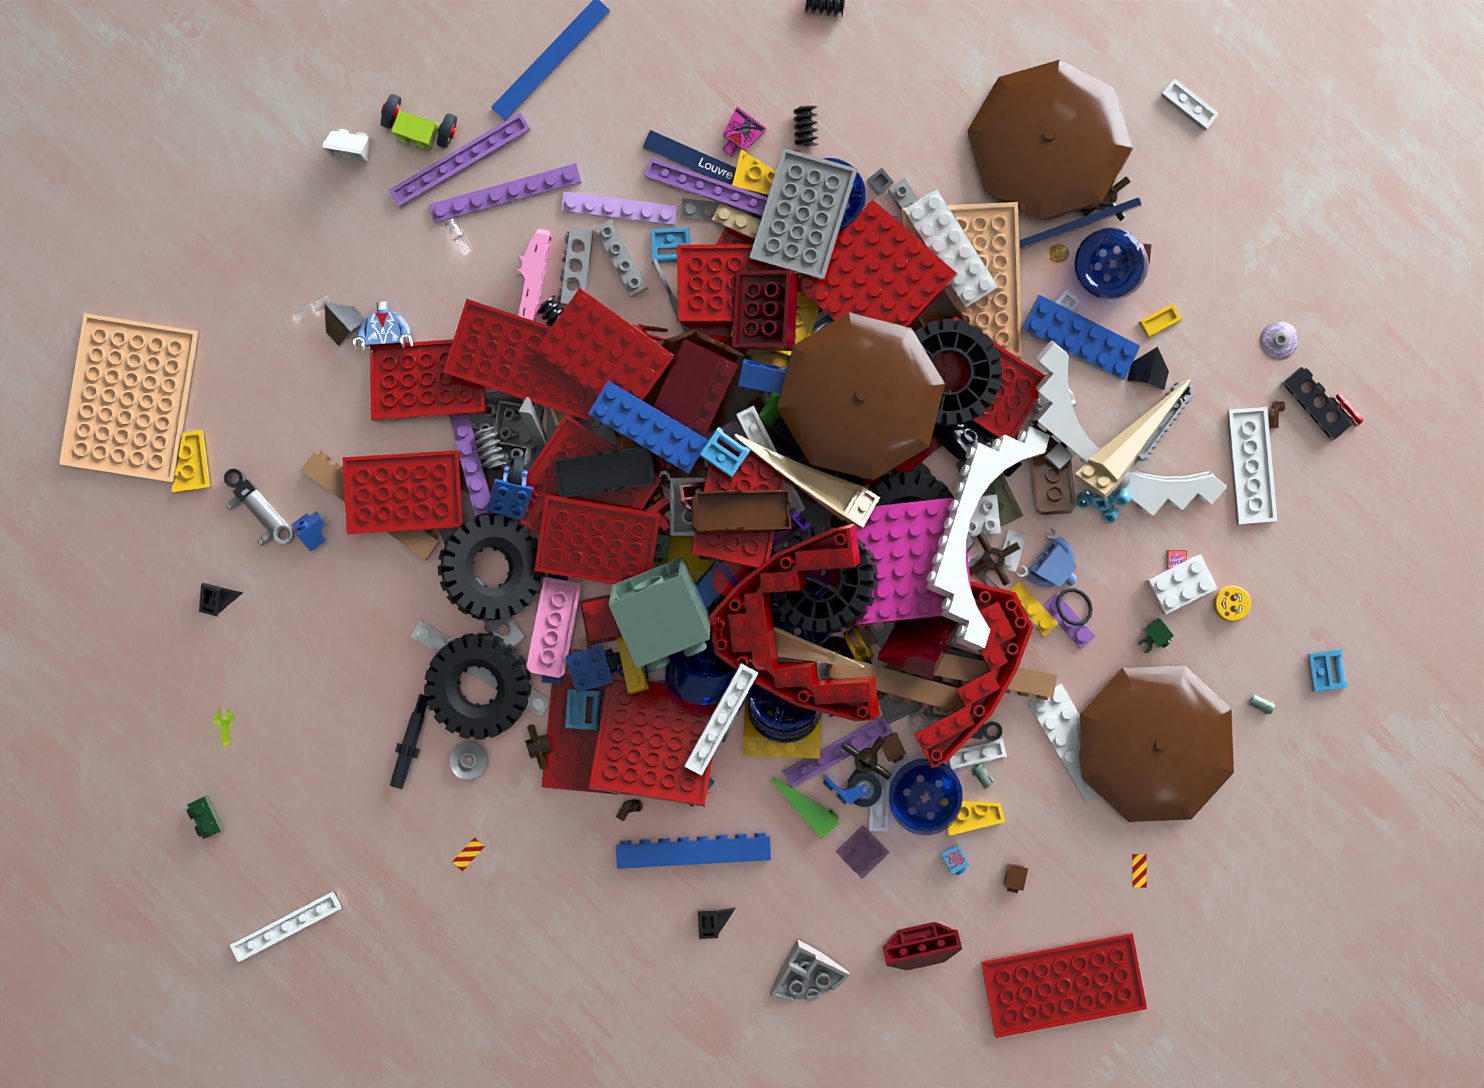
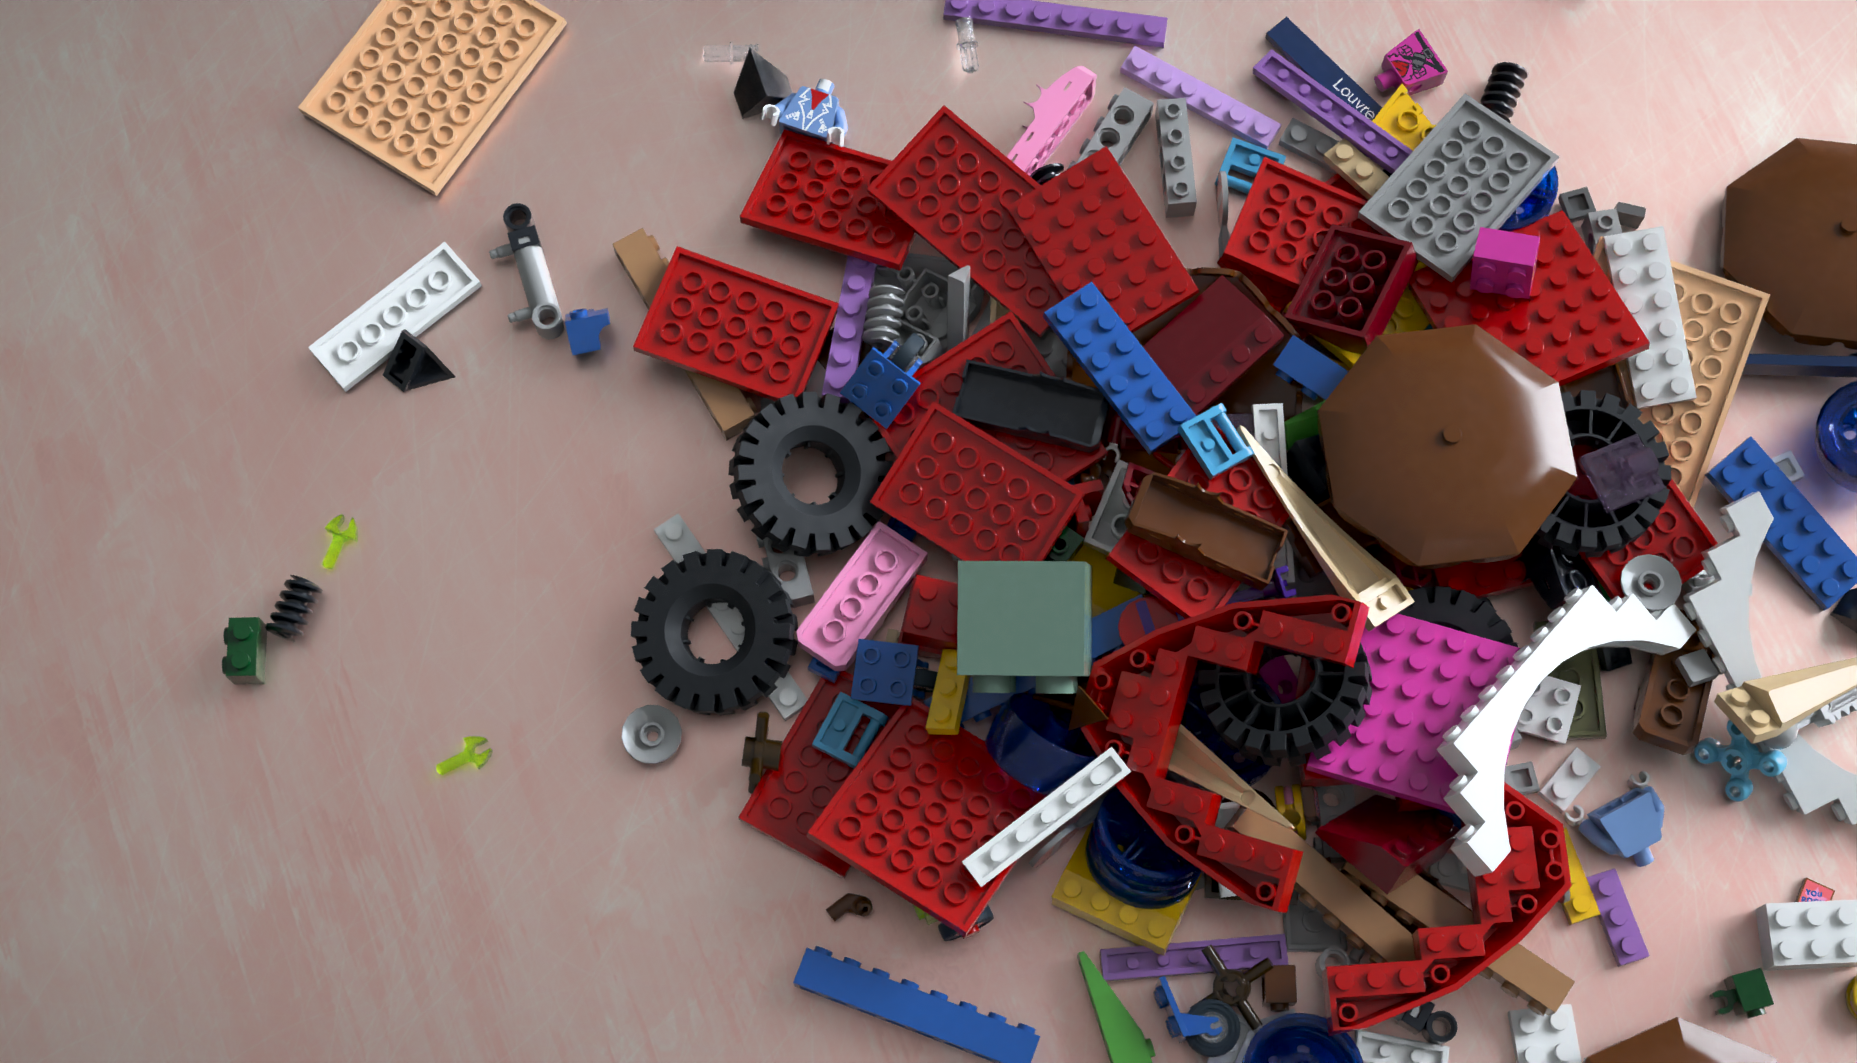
camera: 25 degrees right, 15 degrees down
(188, 571) = (407, 303): none -> white plate
(192, 463) = (472, 183): yellow wing -> none
(220, 779) = (293, 608): none -> black piece
(285, 926) = (278, 856): white plate -> none
(365, 820) = (466, 756): none -> clear neon green bar
(408, 749) = (575, 680): black piece -> none
(468, 854) = (588, 870): sticker -> none
(716, 647) = (1083, 711): none -> reddish brown piece
(850, 260) = (1504, 263): none -> dark pink brick
(914, 174) = (1630, 215): none -> dark grey tile
(970, 368) = (1623, 473): none -> clear purple plate
(1000, 561) = (1540, 761): dark brown bar -> none
(1013, 410) = (1656, 572): none -> light grey dish
(1059, 253) = (1796, 398): clear yellow plate -> none
(1061, 613) = (1632, 871): black piece -> none

